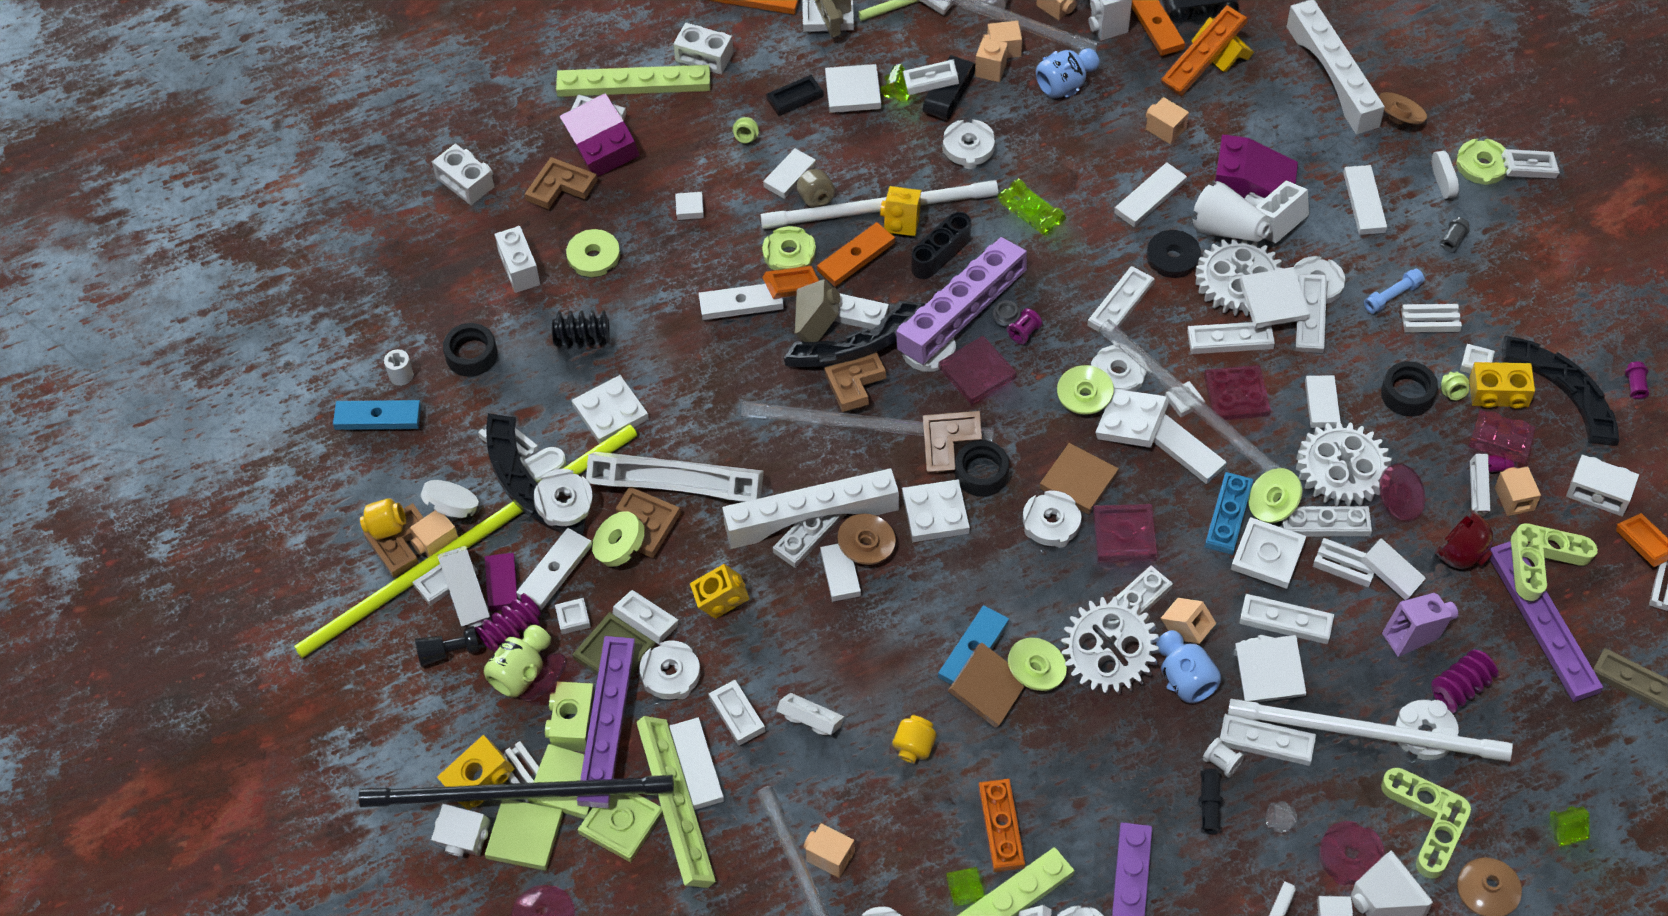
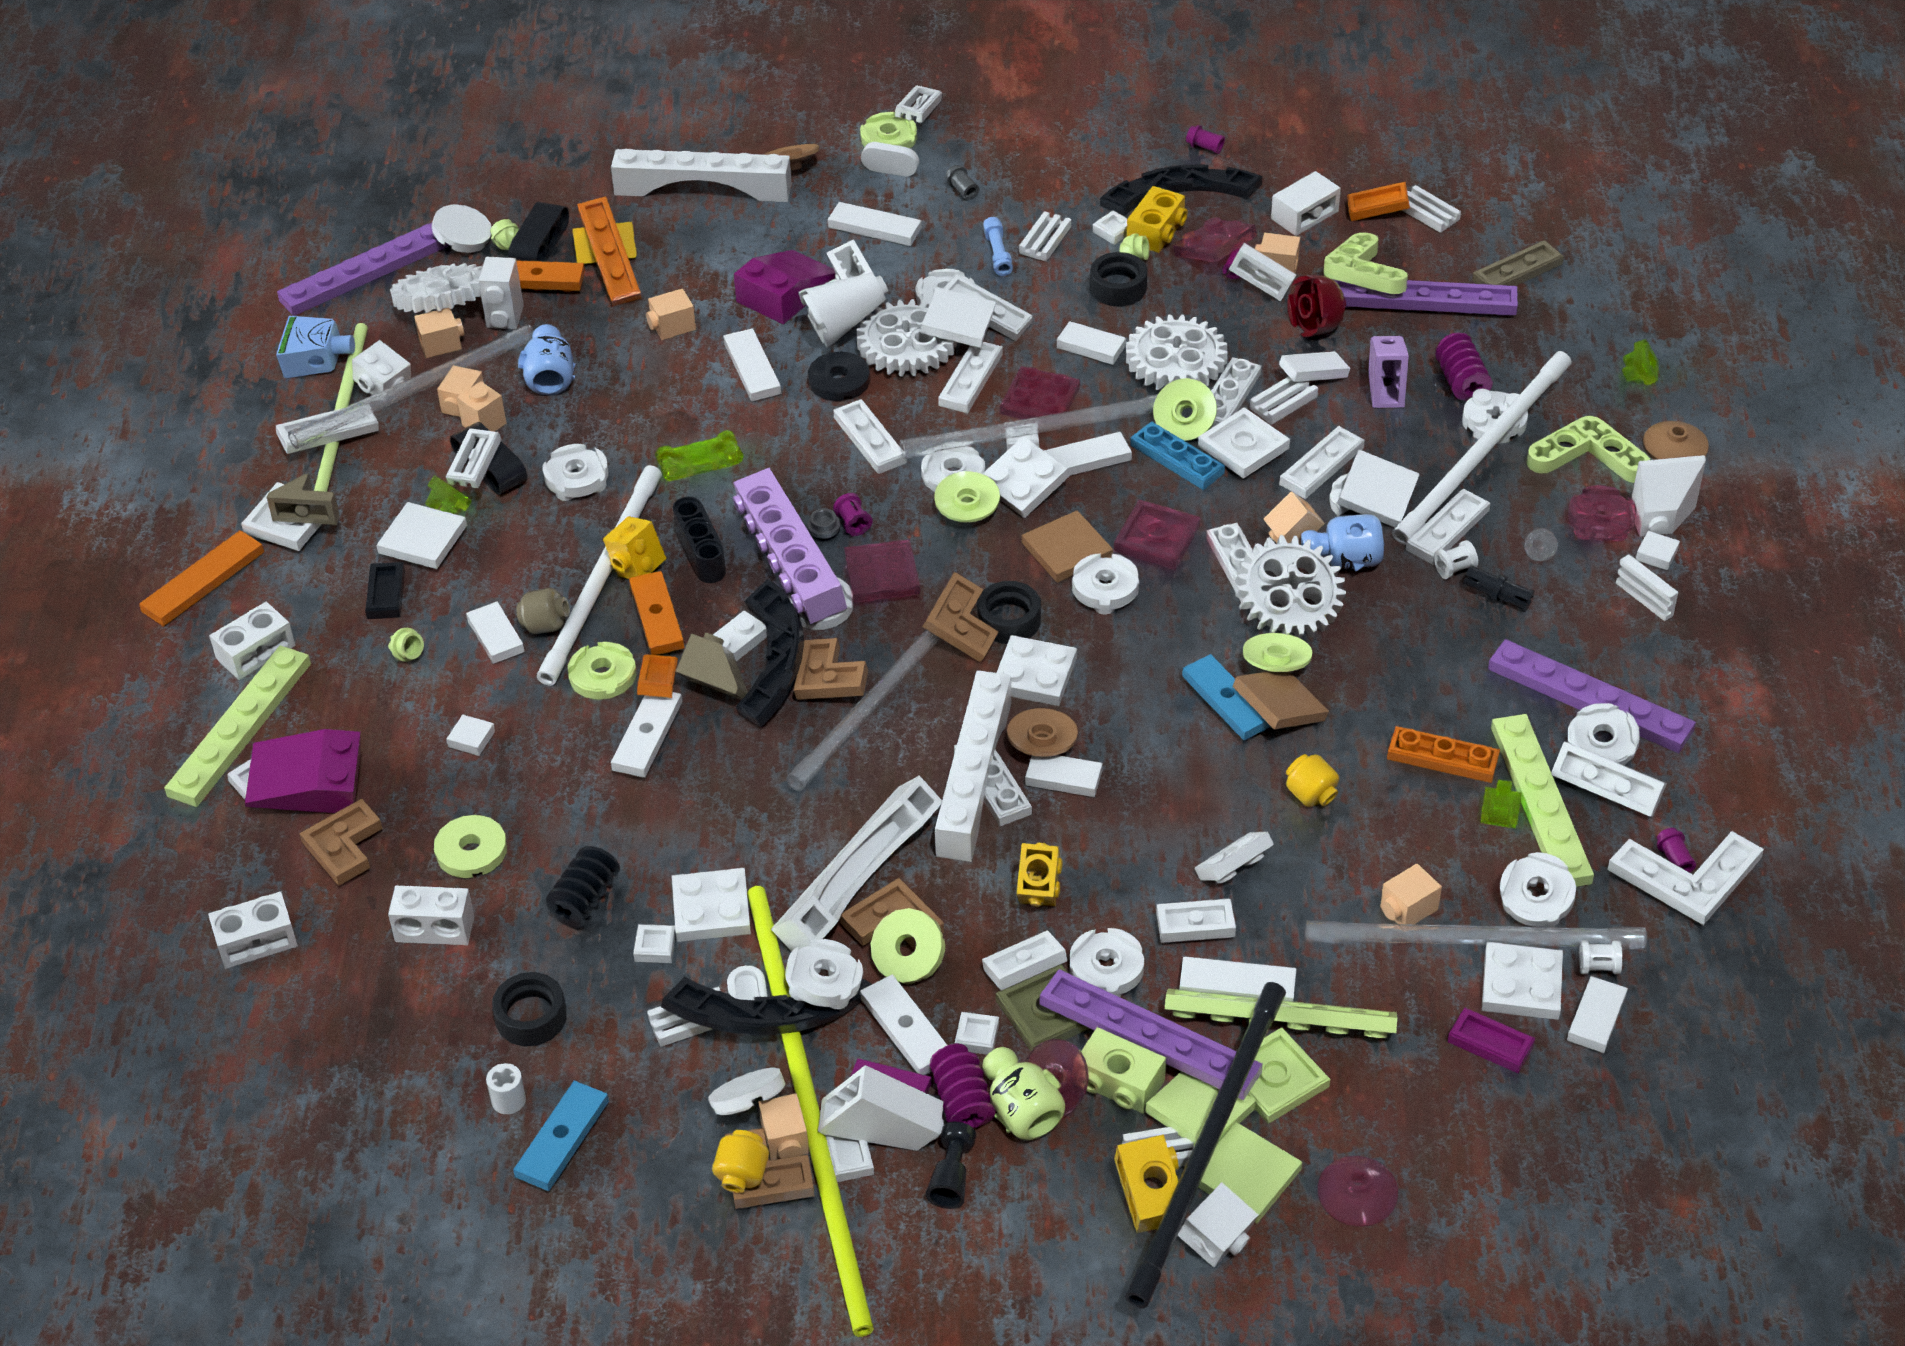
camera: 65 degrees left, 10 degrees down
(560, 393) = (654, 943): none -> white tile
(1402, 491) = (1233, 327): clear pink dish -> none

